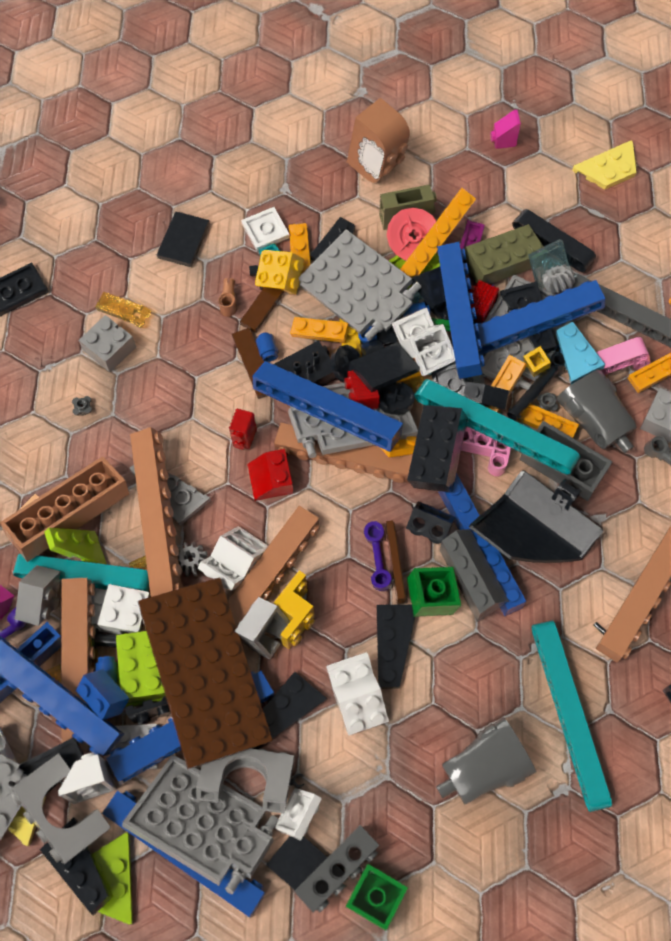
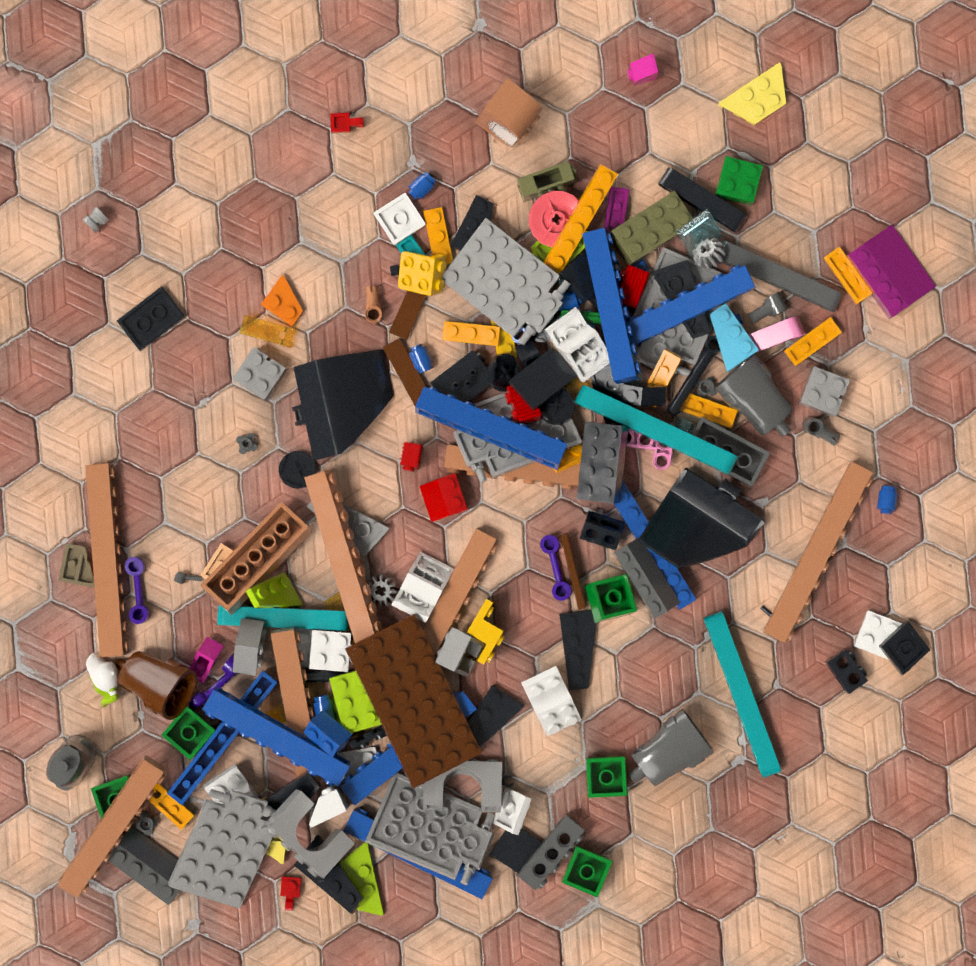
camera: 10 degrees left, 20 degrees up
(30, 878) = (290, 888): none -> red plate
(120, 434) = (295, 467): none -> black tile
(143, 288) = (283, 302): none -> orange wing
(180, 367) = (341, 399): none -> black panel
(183, 239) = (314, 239): black tile -> none
(226, 149) = (342, 123): none -> red plate
(290, 204) = (421, 186): none -> blue brick
(410, 786) = (606, 776): none -> green brick
(537, 361) = (692, 353): yellow brick -> none
(590, 225) = (738, 180): none -> green brick
(616, 335) = (771, 307): none -> dark grey pin

